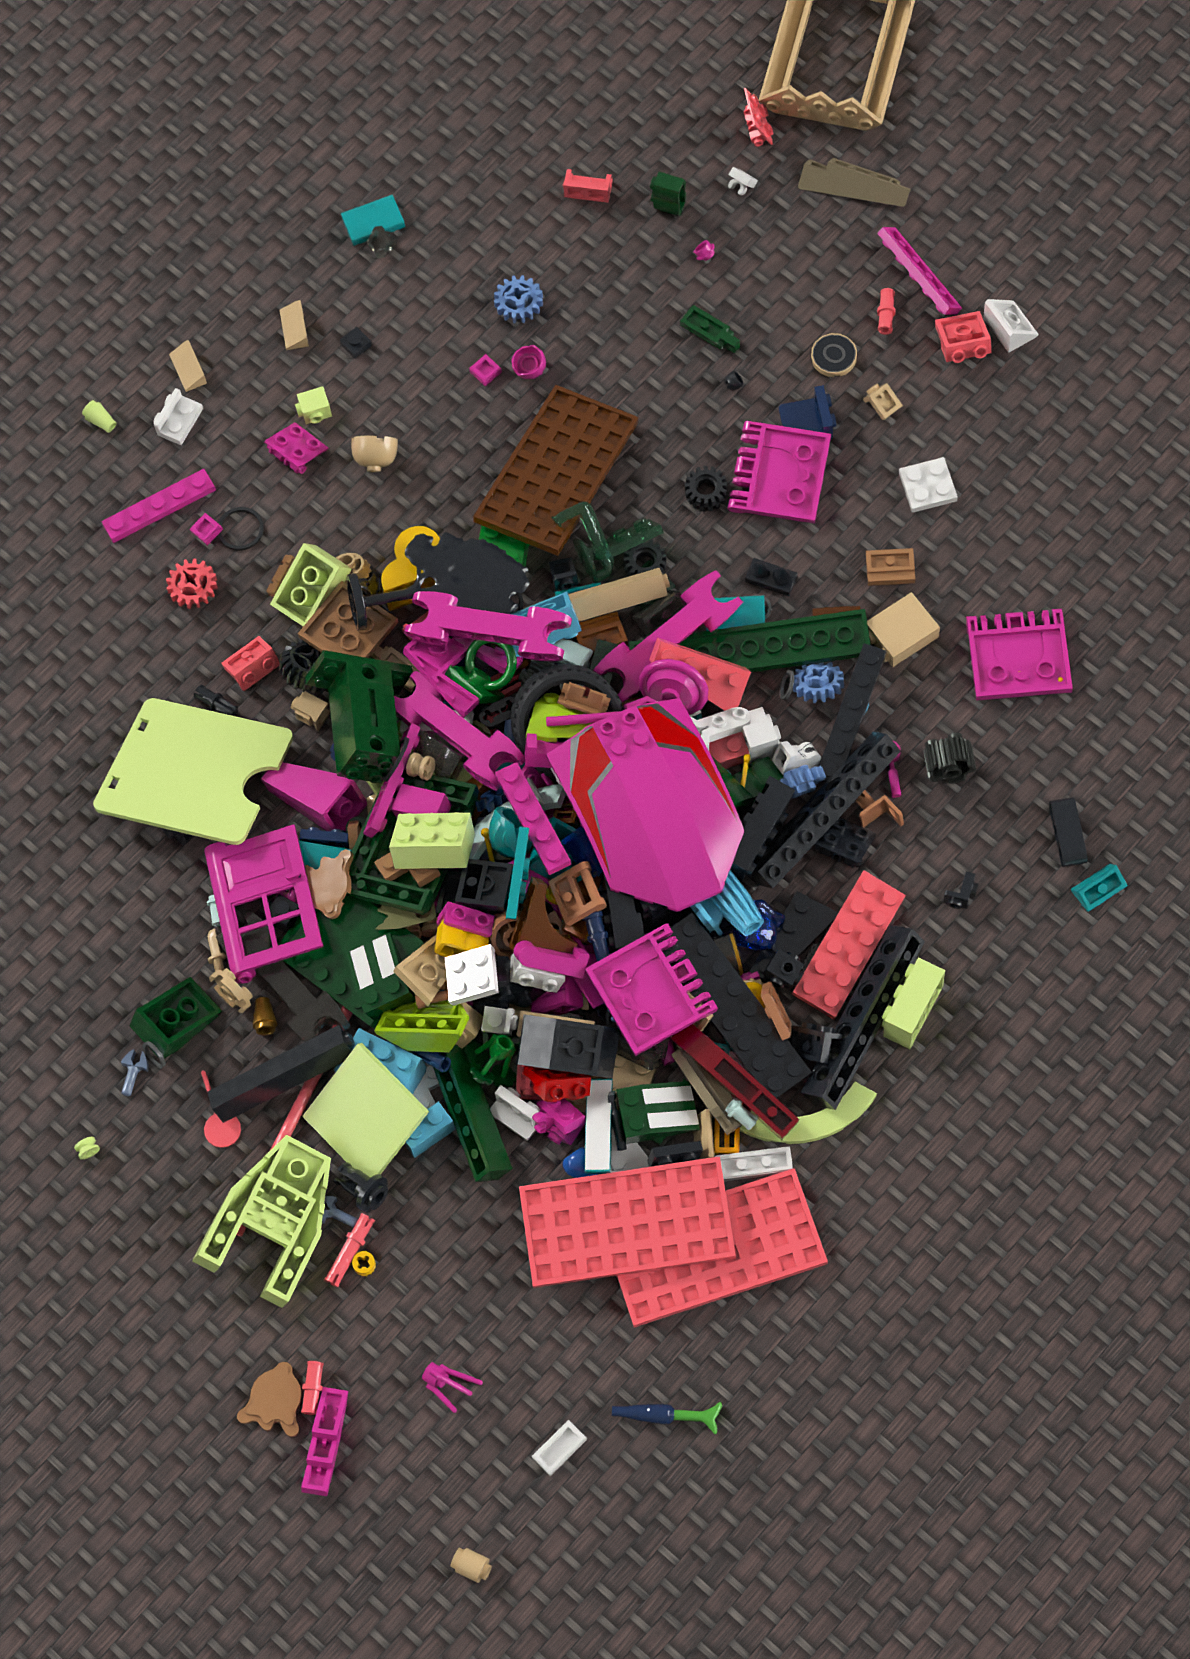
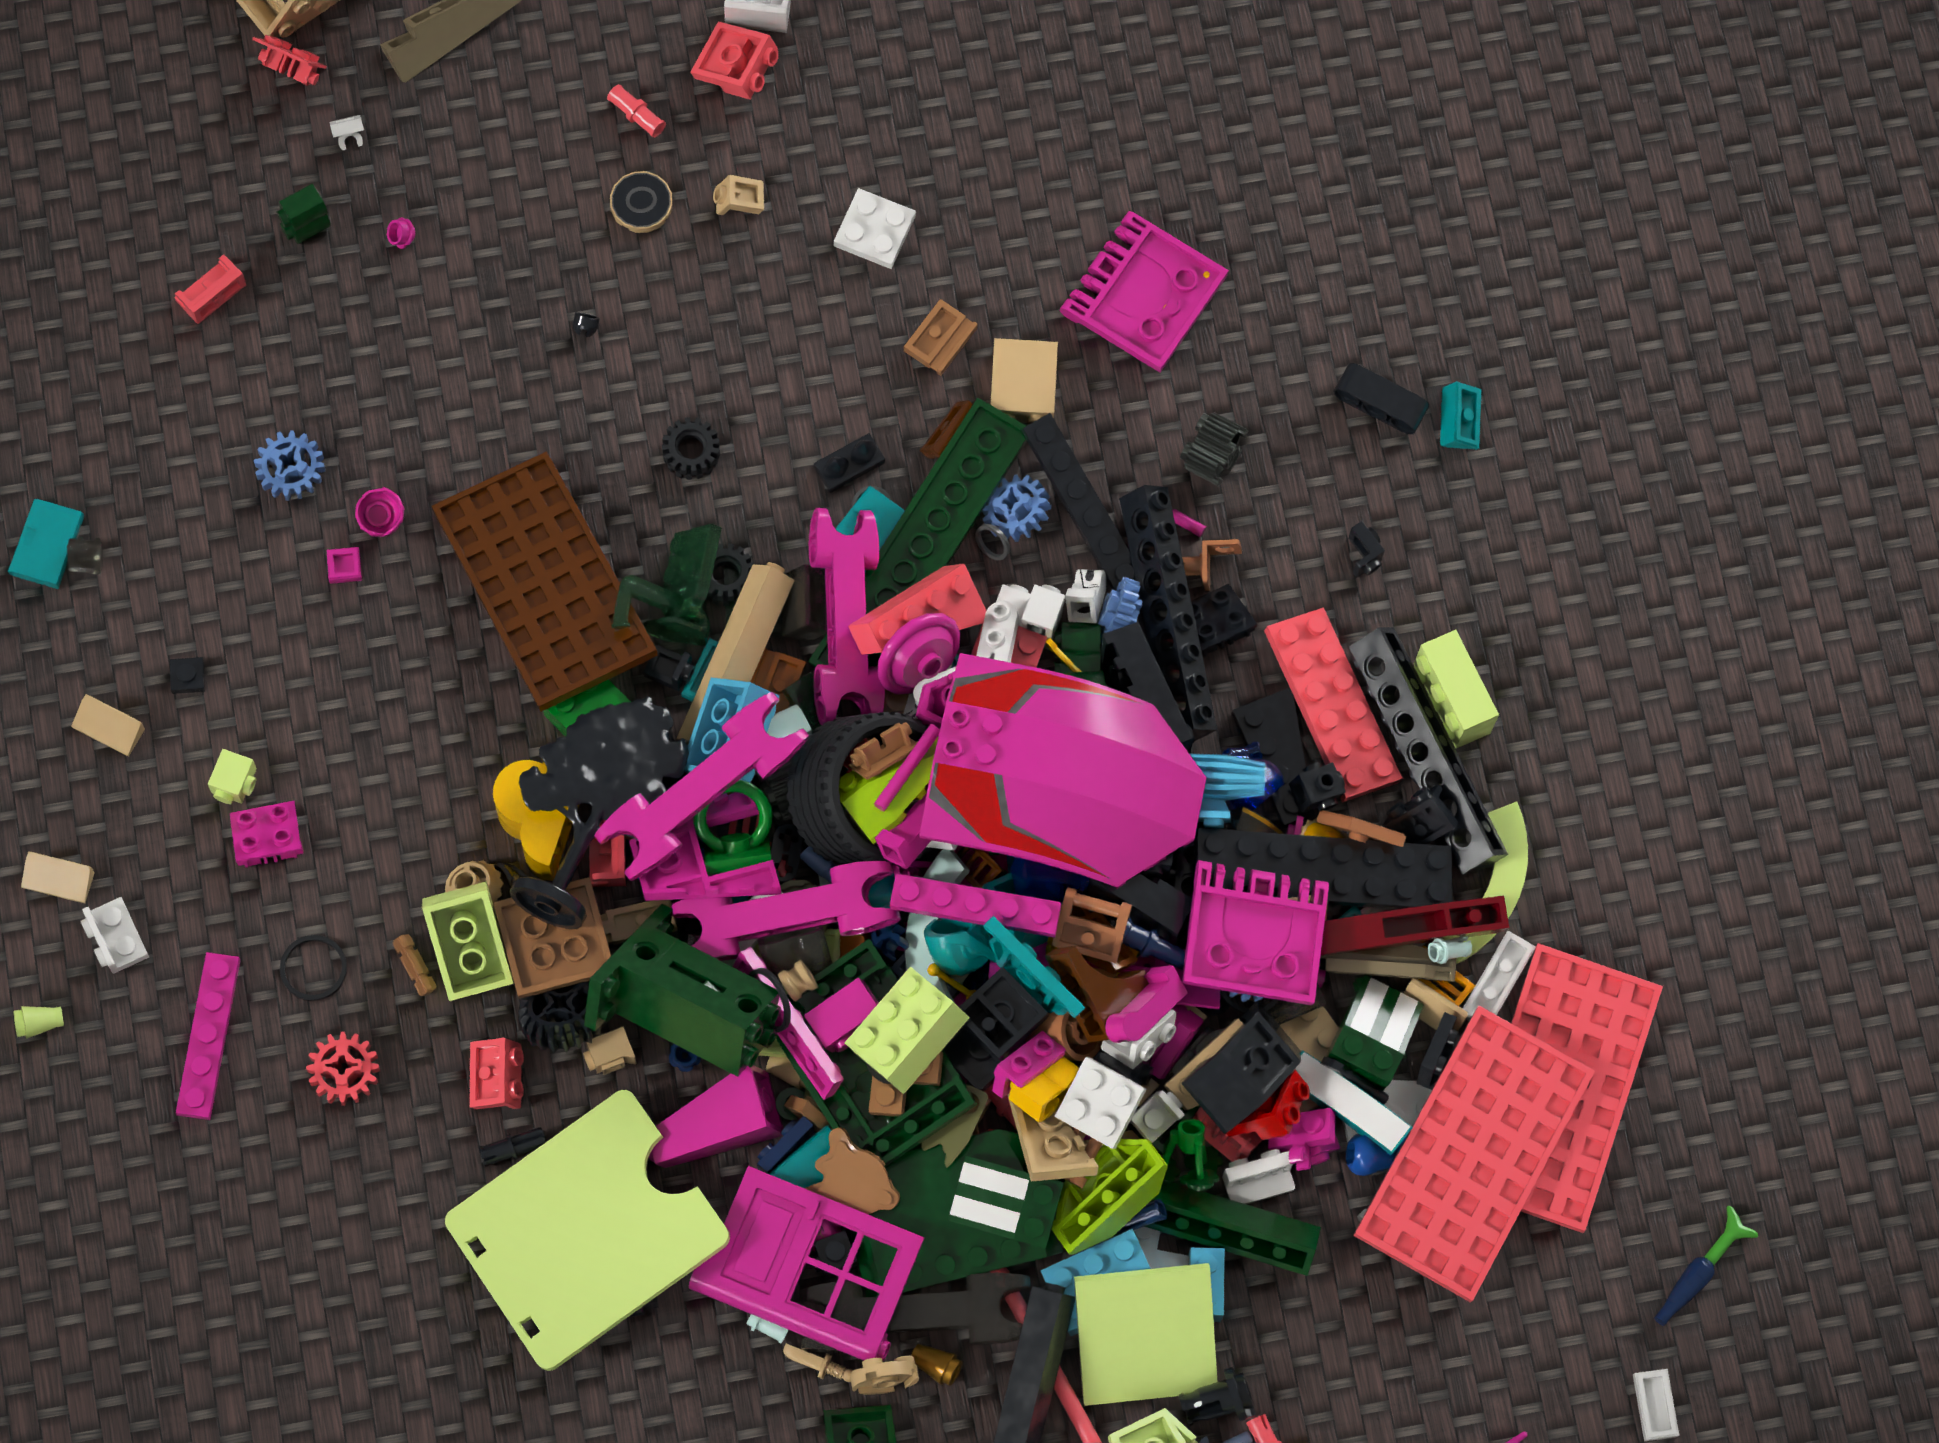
camera: 65 degrees left, 5 degrees up
(206, 529) = (284, 1005): dark pink tile -> none
(374, 451) = (351, 754): tan cylinder -> none
(710, 329) = (501, 299): dark green hinge -> none
(784, 472) = (742, 356): dark pink hinge -> none
(810, 413) = (698, 284): dark blue bracket -> none
(919, 271) = (618, 42): dark pink plate -> none

